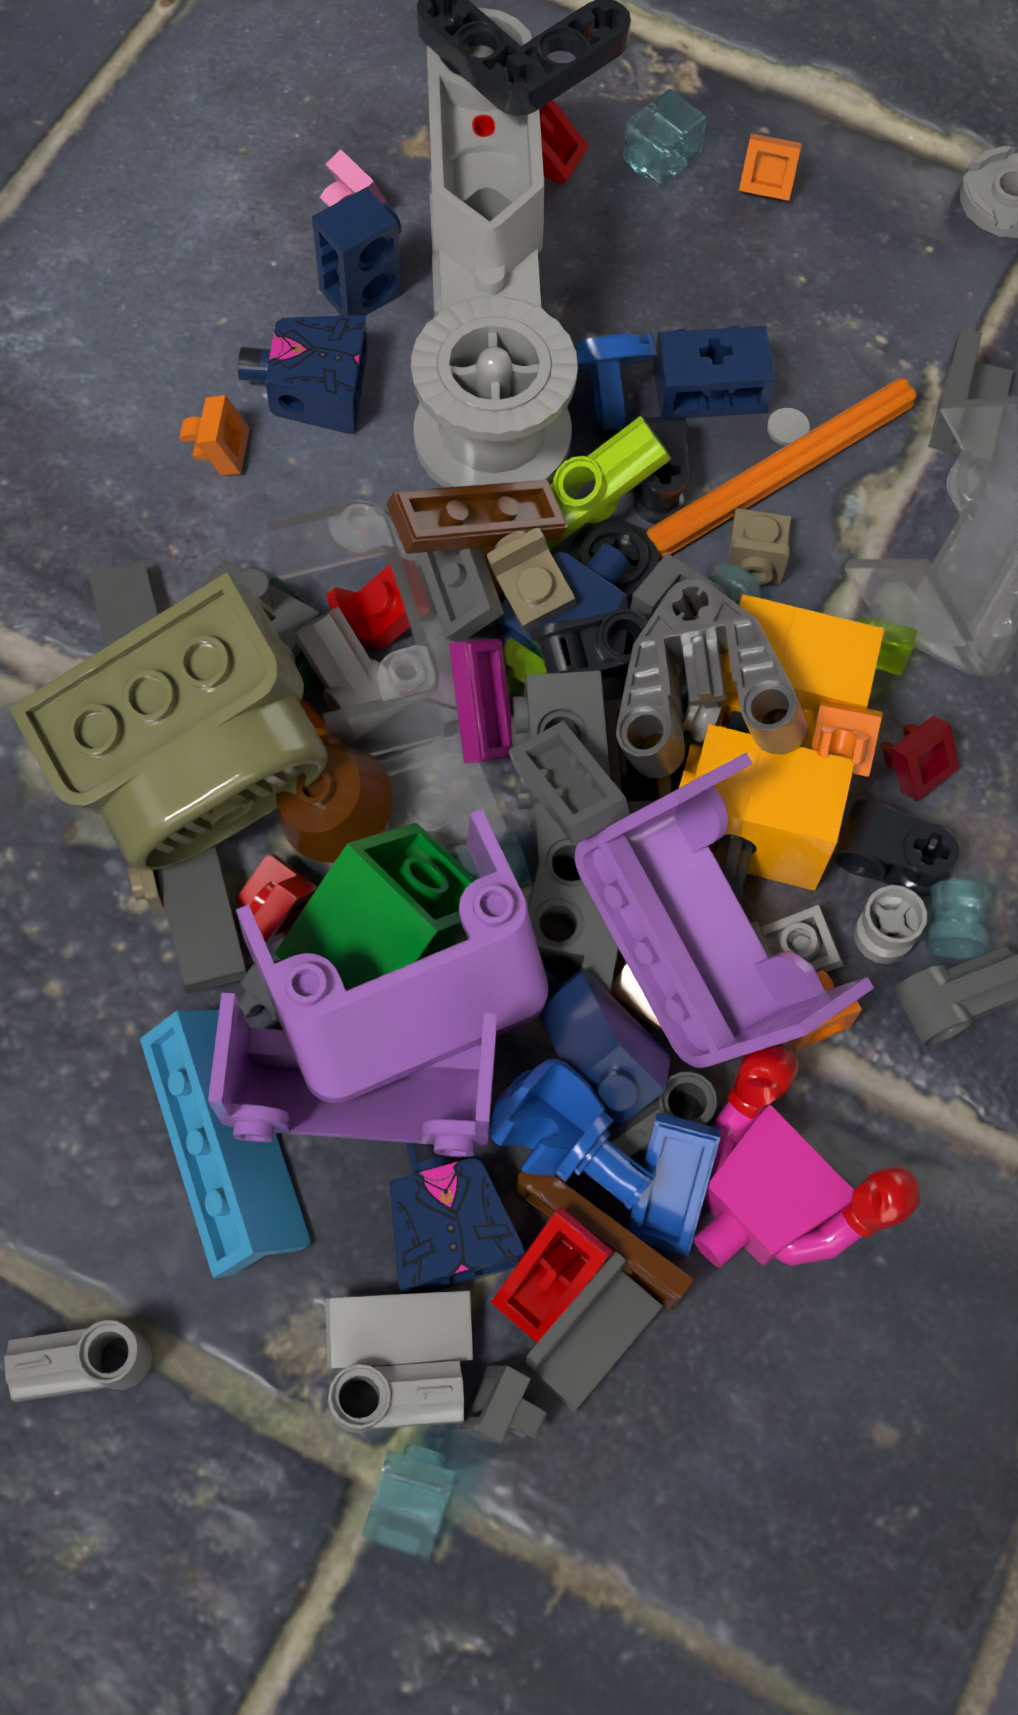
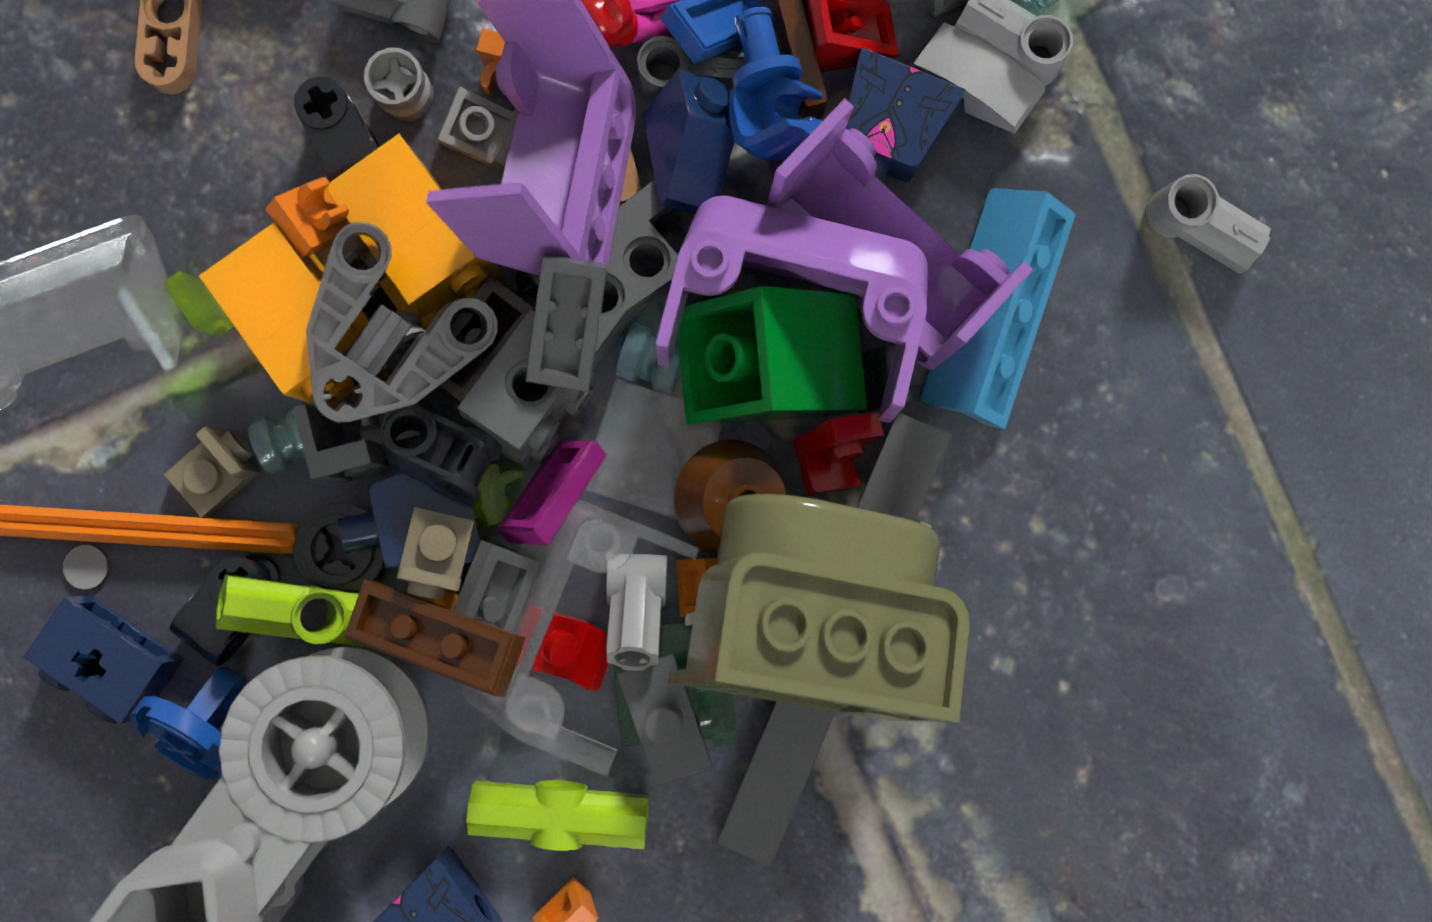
camera: 135 degrees left, 20 degrees up
(282, 492) = (558, 814): none -> lime piece
(922, 757) = (250, 189): dark red tile -> none
(959, 919) = (344, 48): clear light blue wheel -> none

